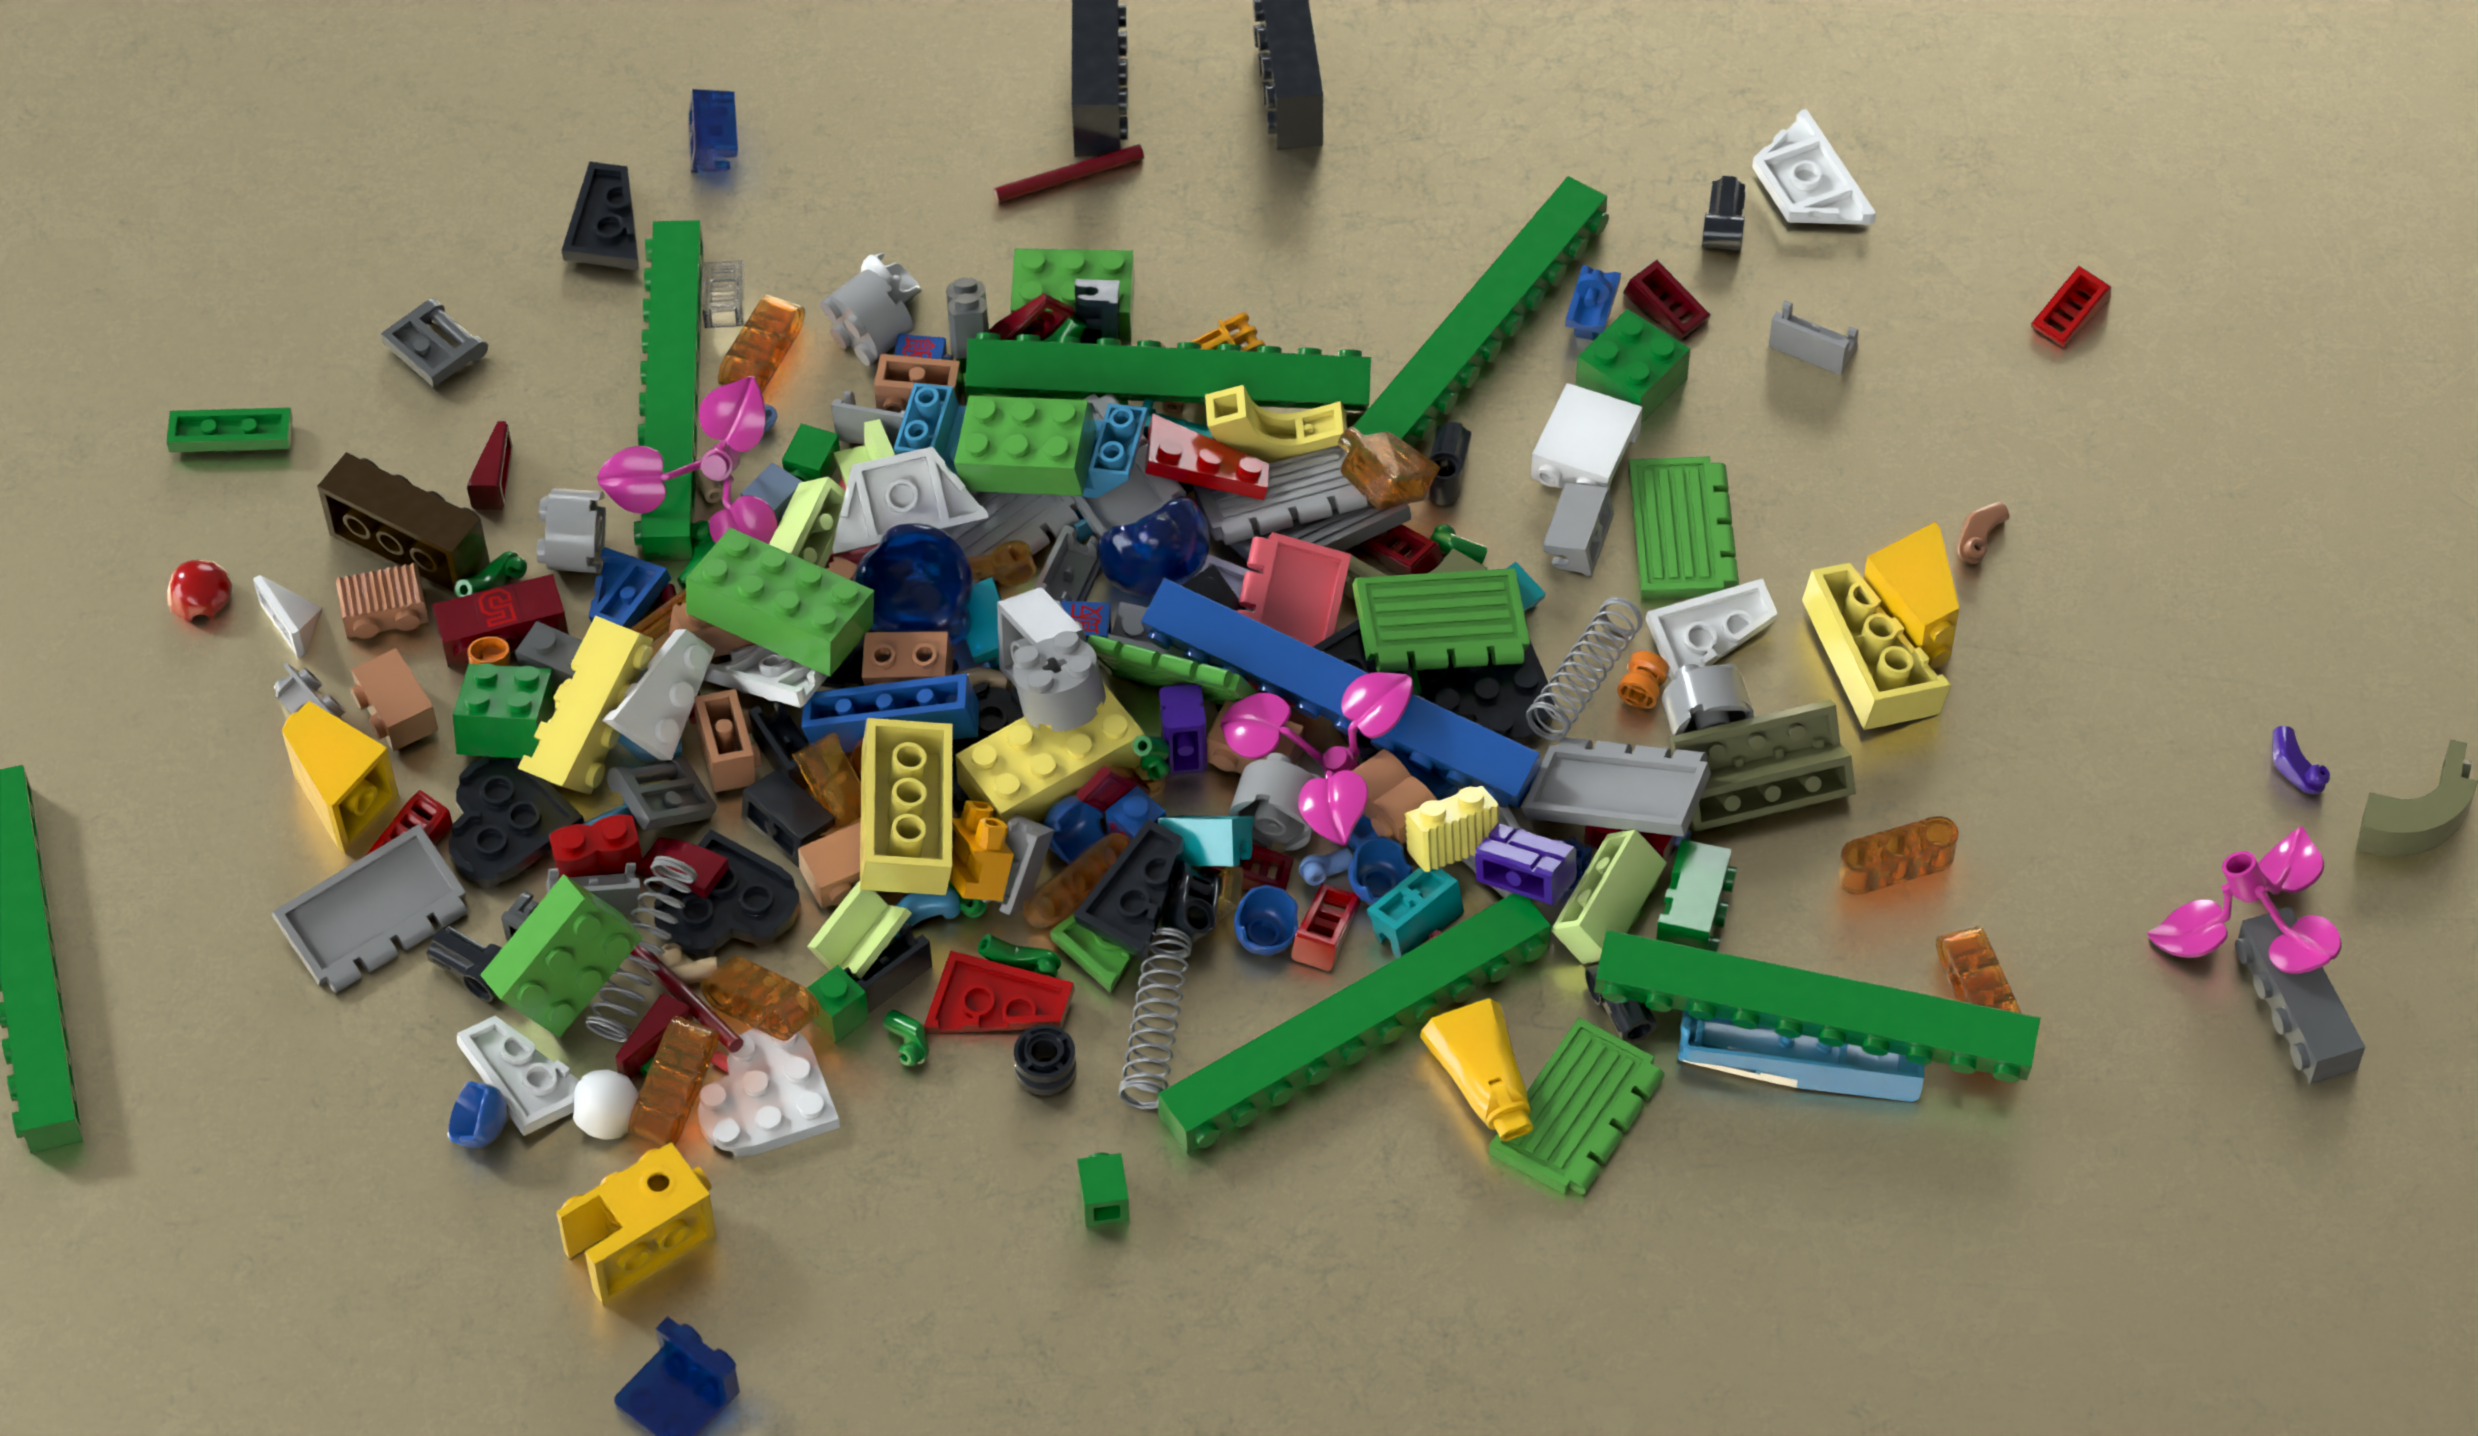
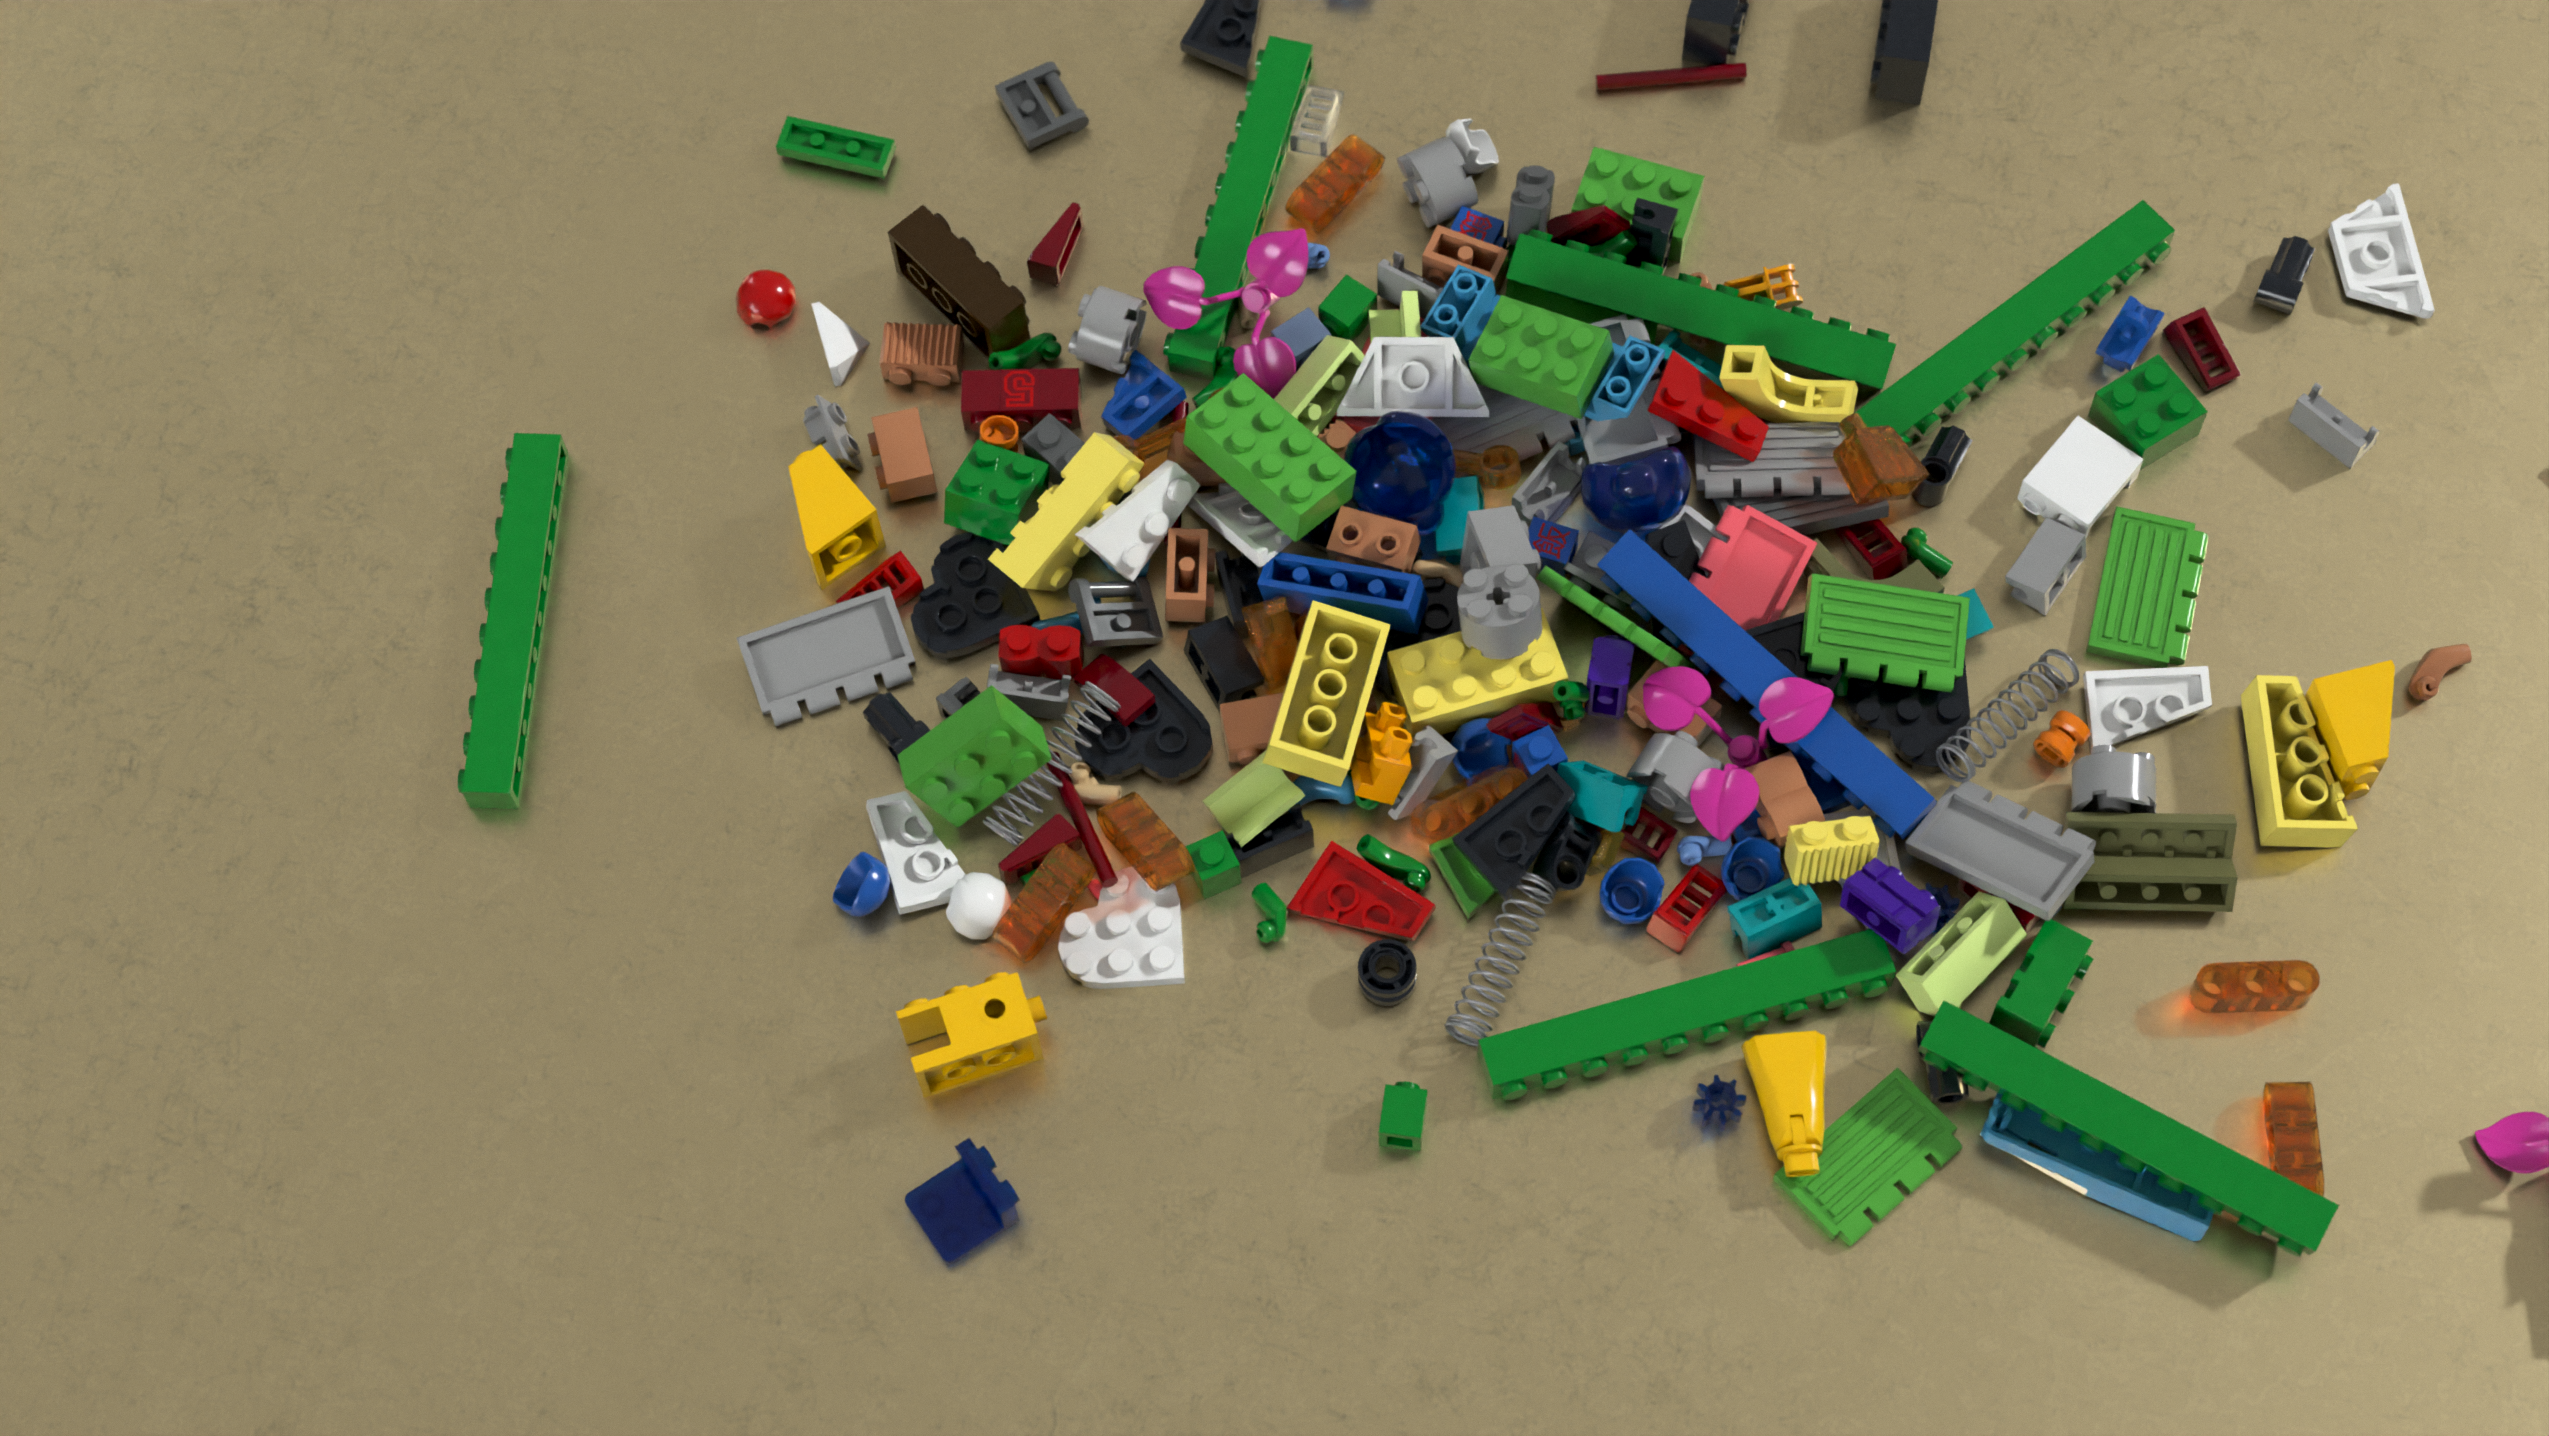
camera: 20 degrees right, 10 degrees up
(1414, 1093) = (1715, 1092): none -> clear blue gear

